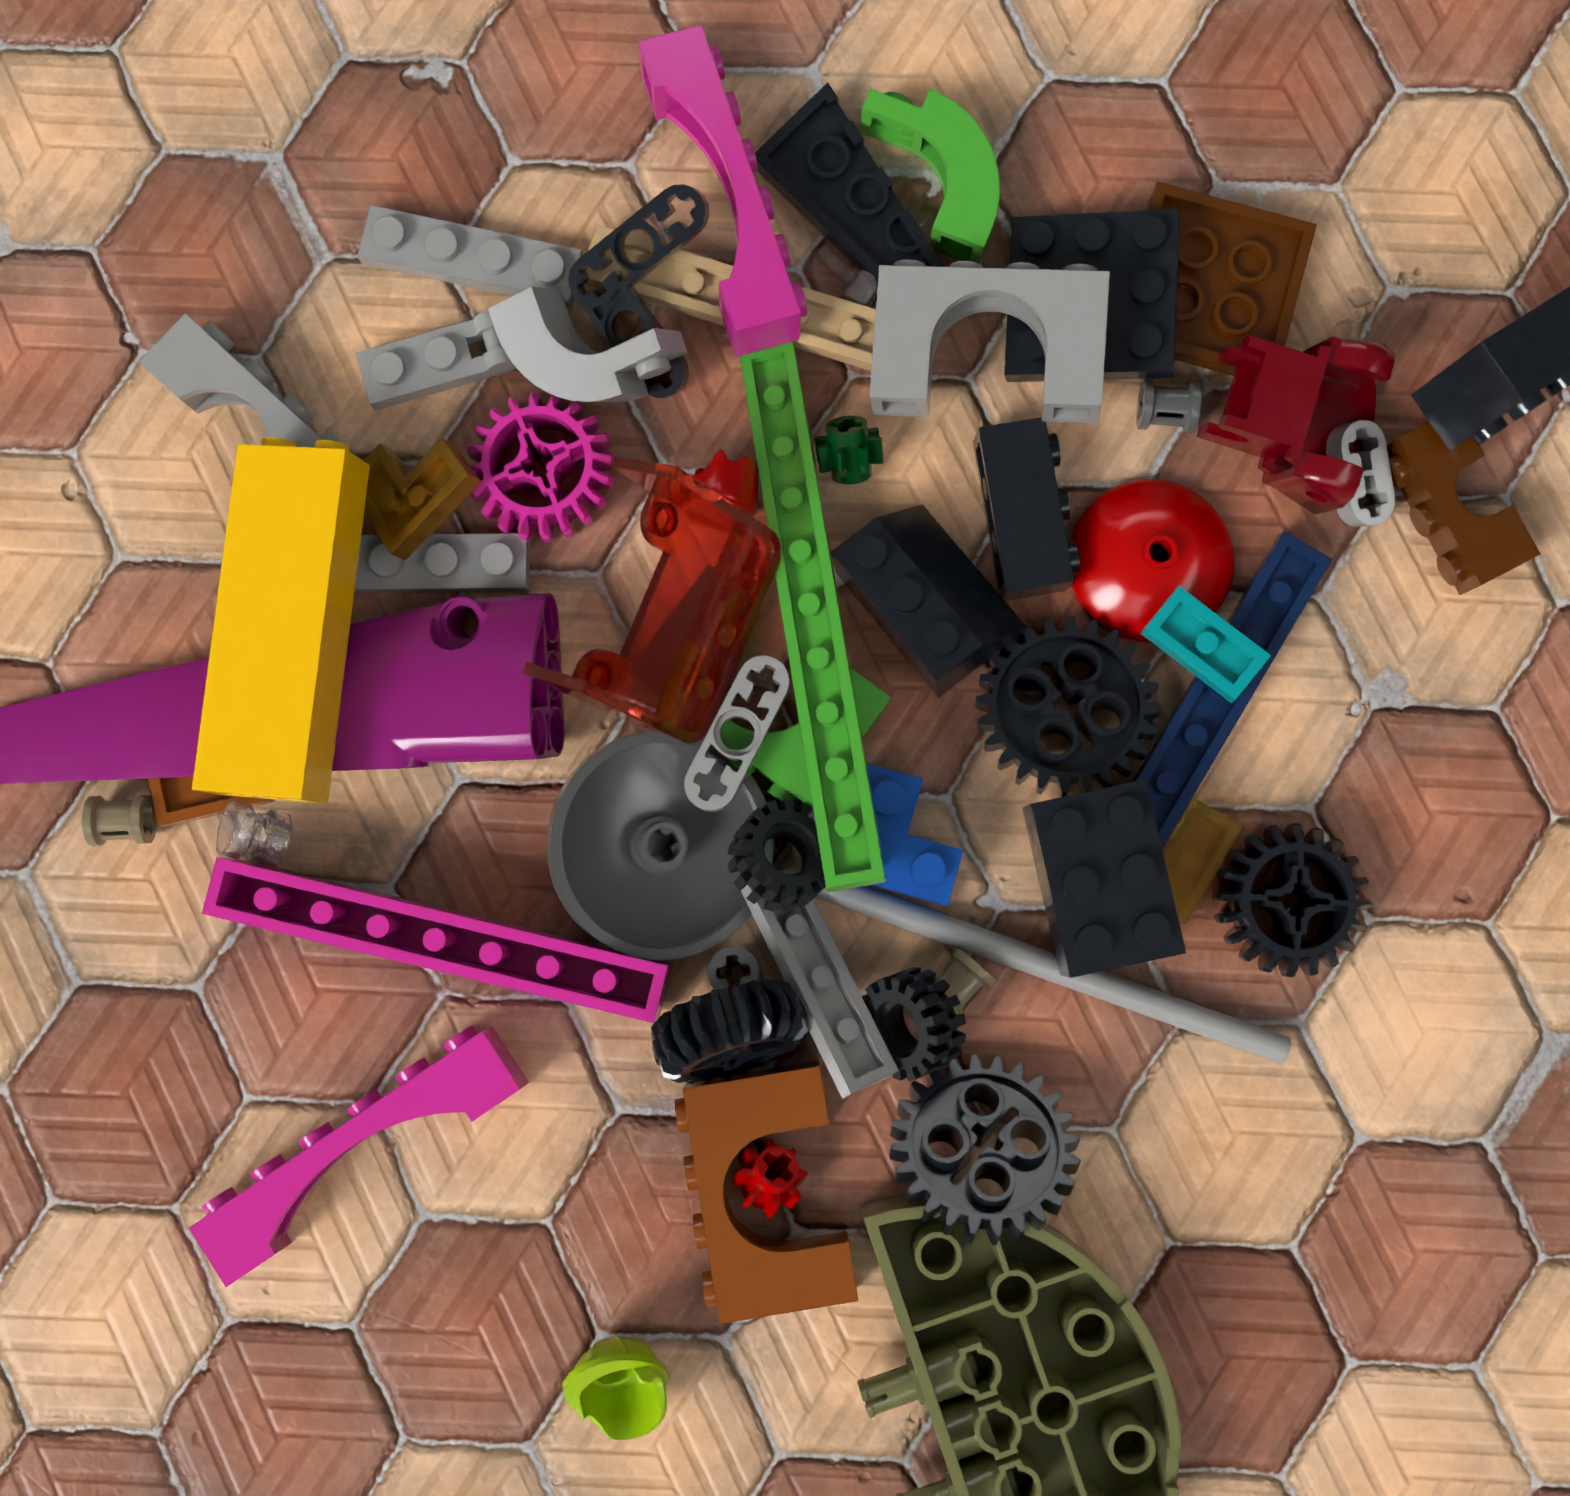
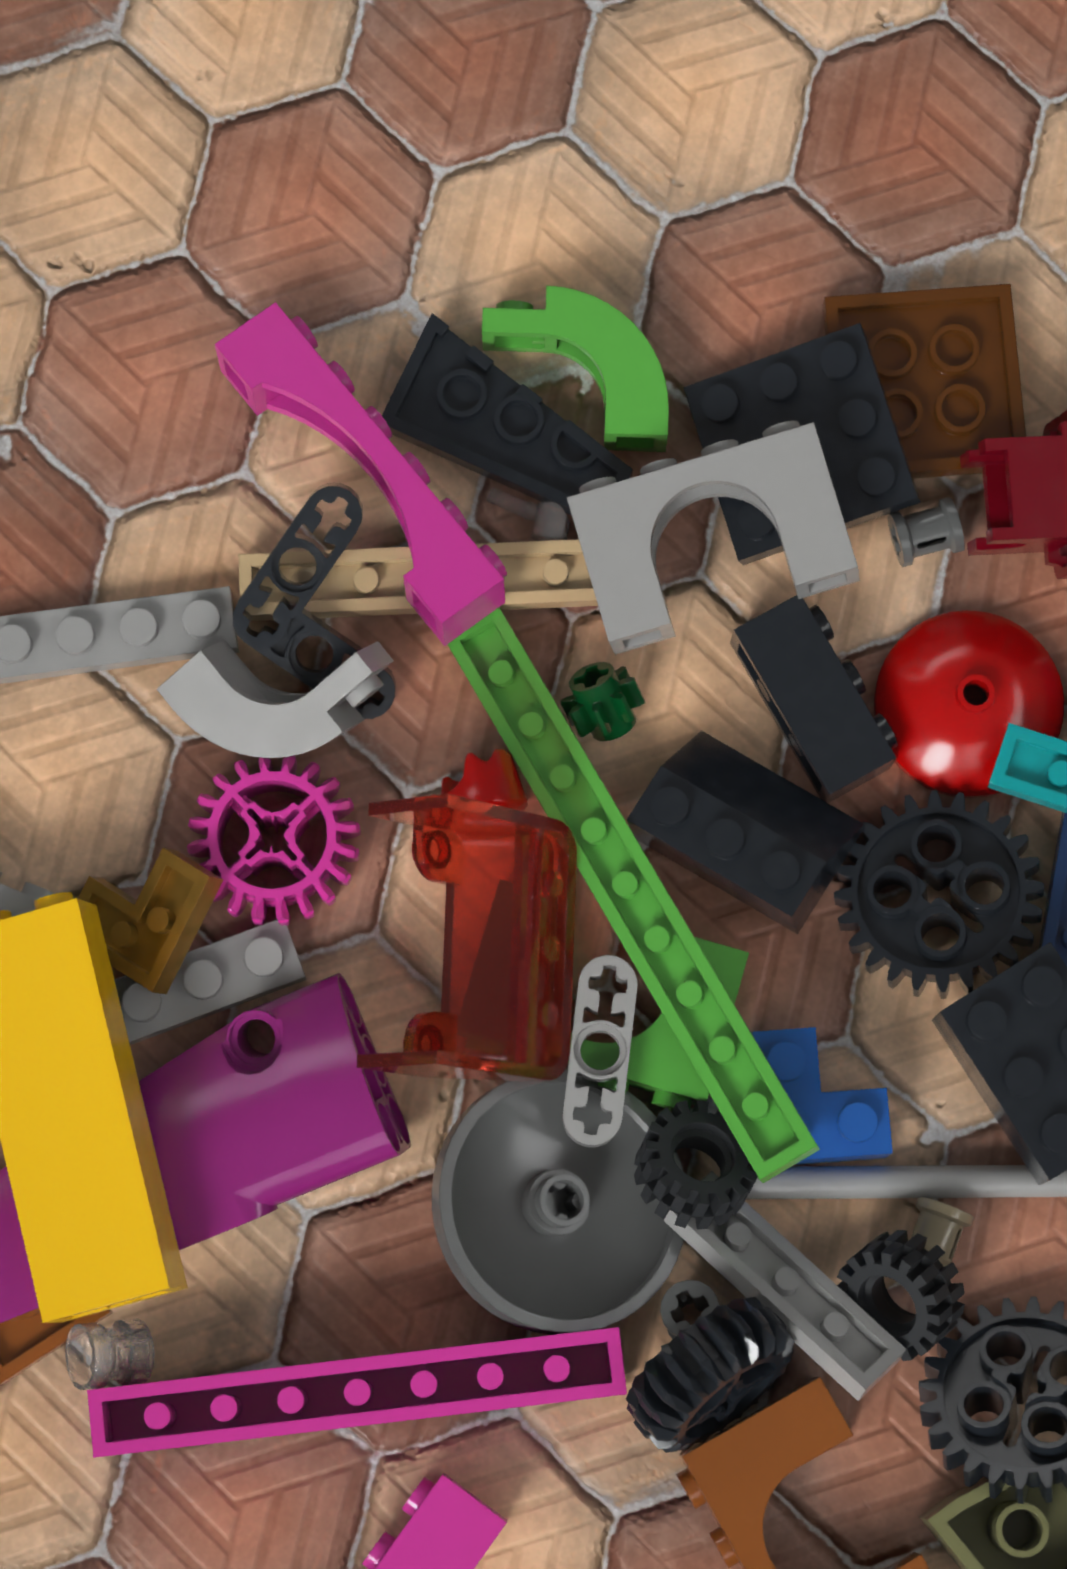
camera: 25 degrees left, 5 degrees down
(432, 362) = (110, 766): light grey plate -> none
(761, 1191) = (810, 1520): red gear -> none

